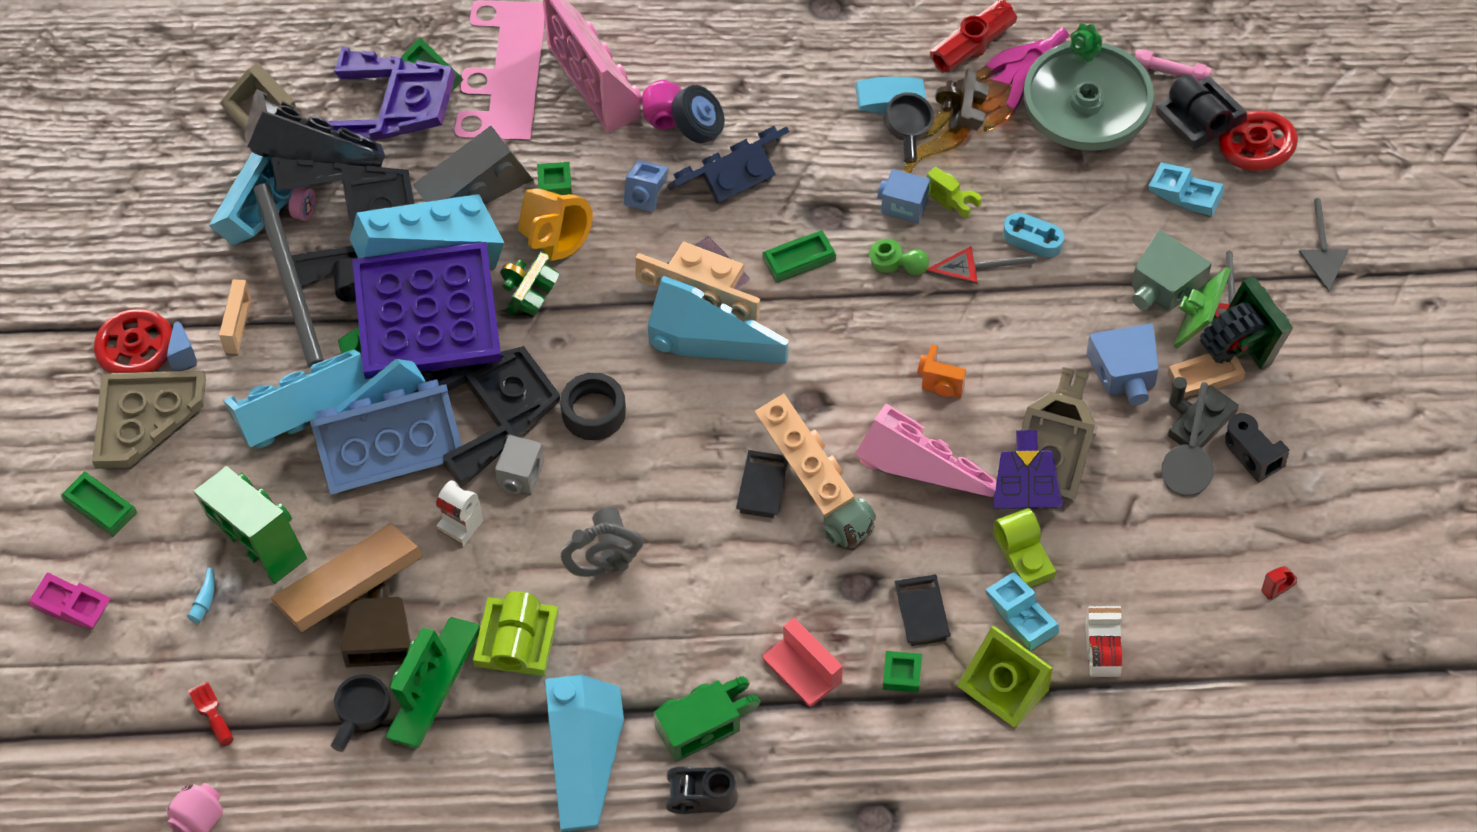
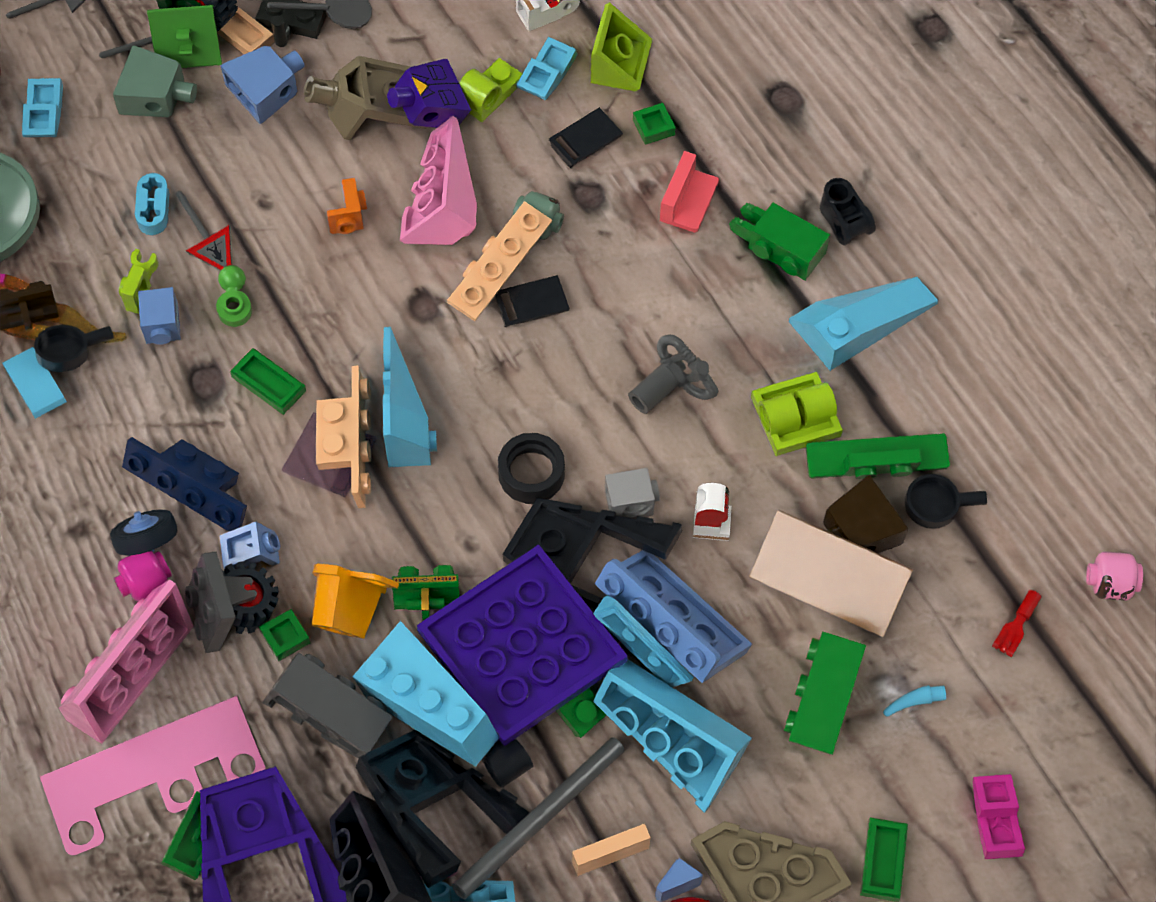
camera: 120 degrees left, 5 degrees up
(601, 146) = (228, 599): none -> dark grey plate

